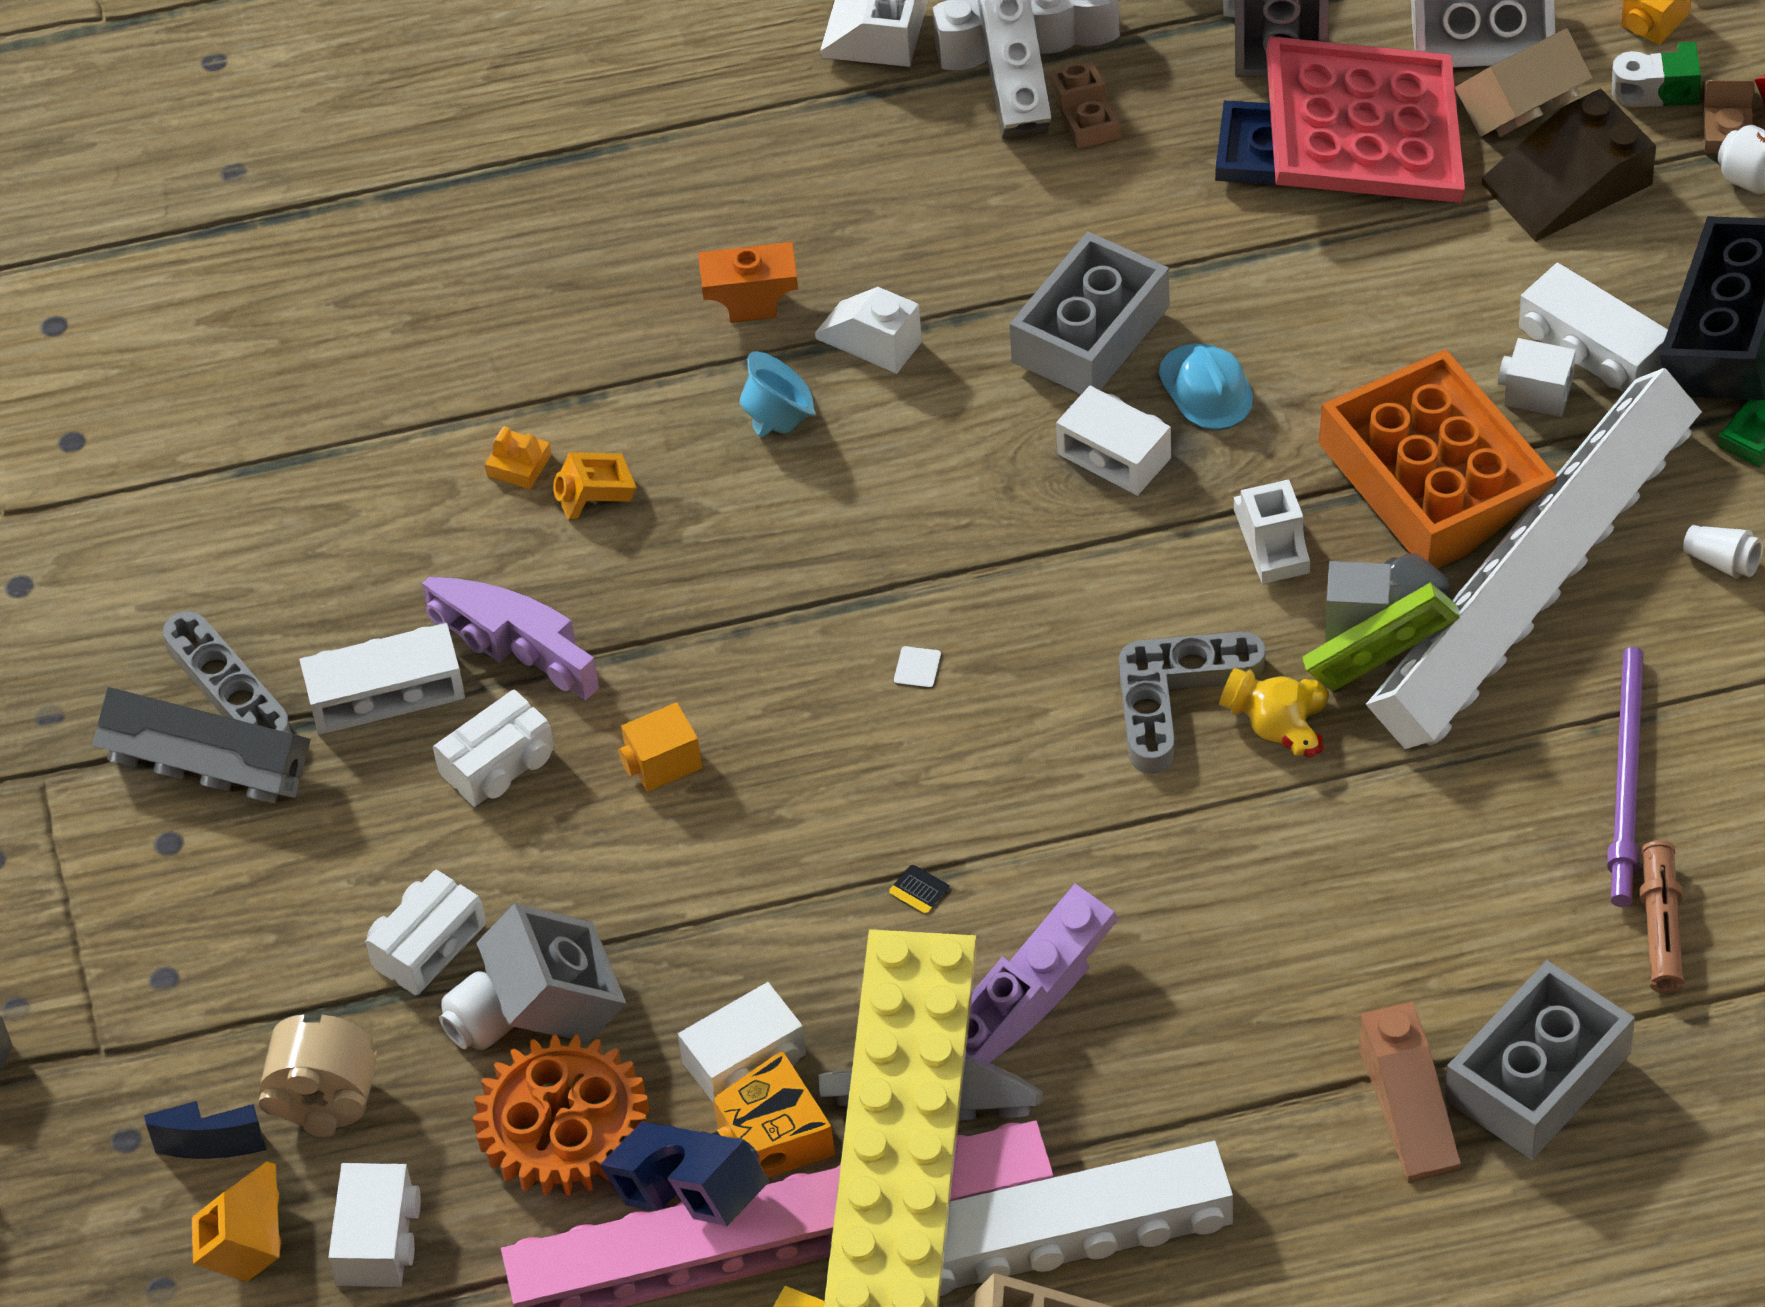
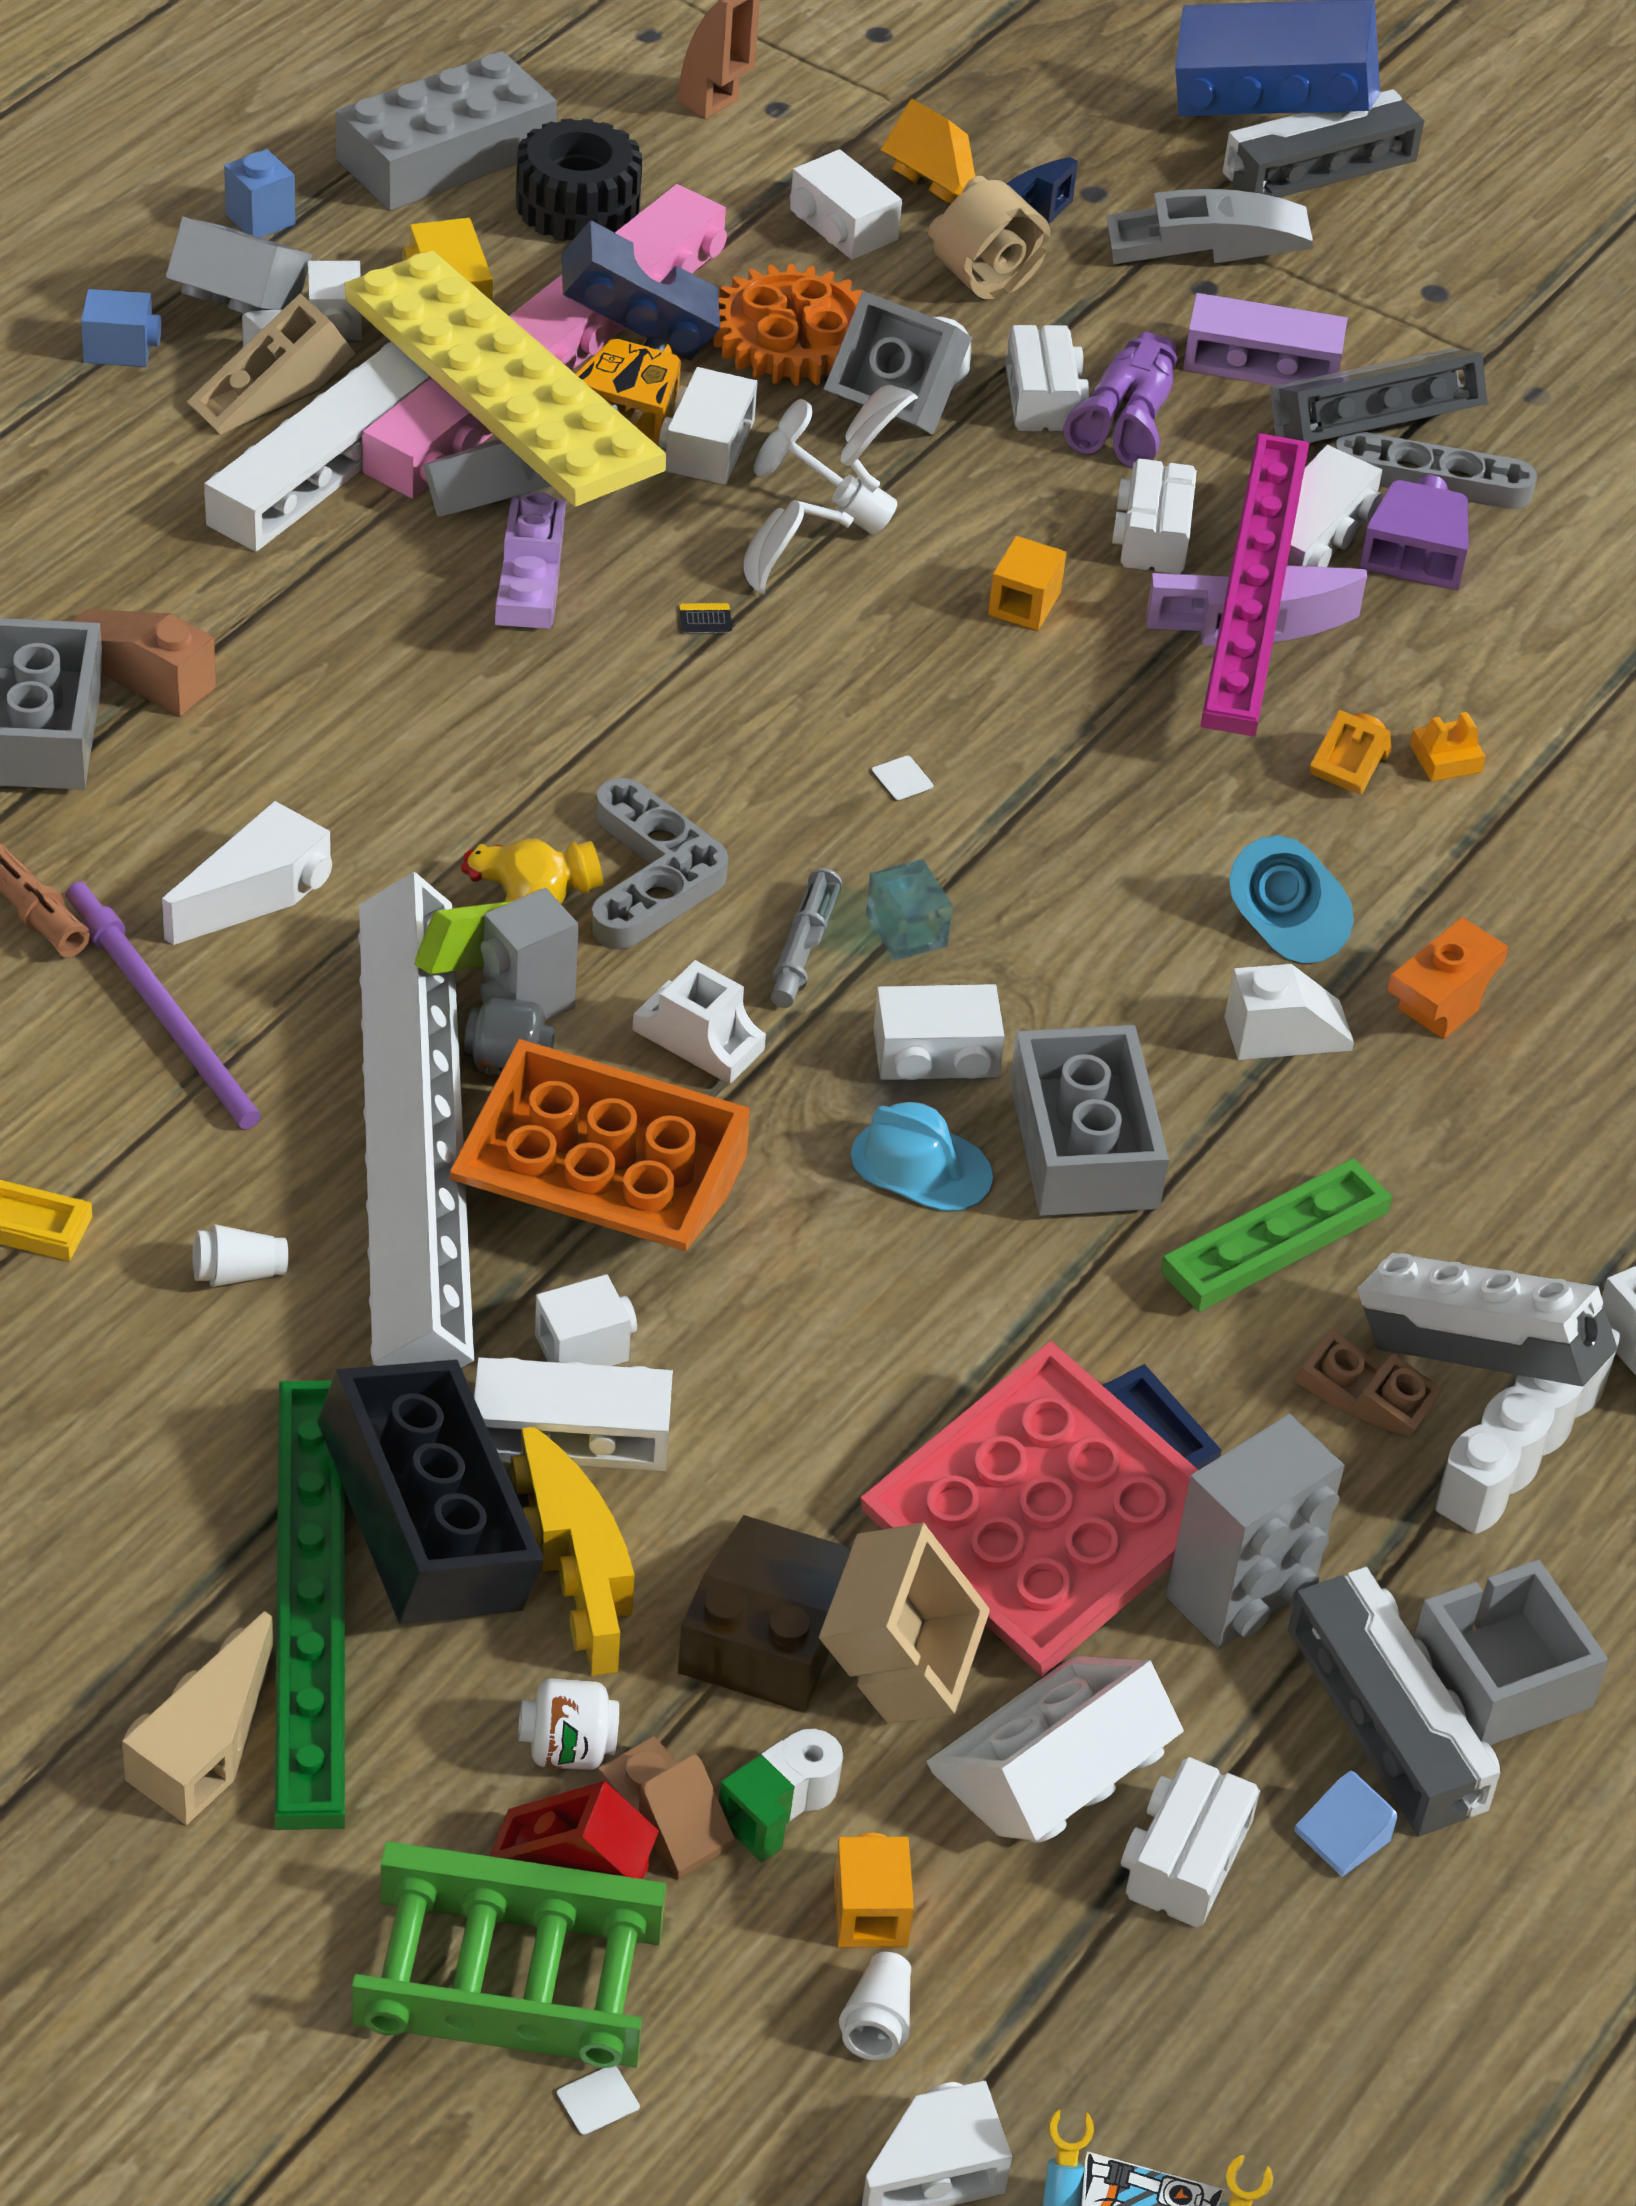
camera: 130 degrees right, 5 degrees down
(117, 991) = (1195, 220): none -> light grey slope
(210, 861) = (1262, 341): none -> lavender brick
(315, 616) = (1419, 533): none -> medium lavender torso
(374, 874) = (1136, 373): none -> medium lavender piece
(517, 610) = (1255, 586): none -> dark pink tile
(691, 838) = (857, 498): none -> white plant
(1039, 536) = (908, 909): none -> clear light blue brick
(1040, 206) = (1275, 1234): none -> bright green plate
(1124, 570) = (806, 932): none -> light grey piece
(1482, 826) = (251, 875): none -> white slope
(1662, 246) = (579, 1541): none -> yellow slope

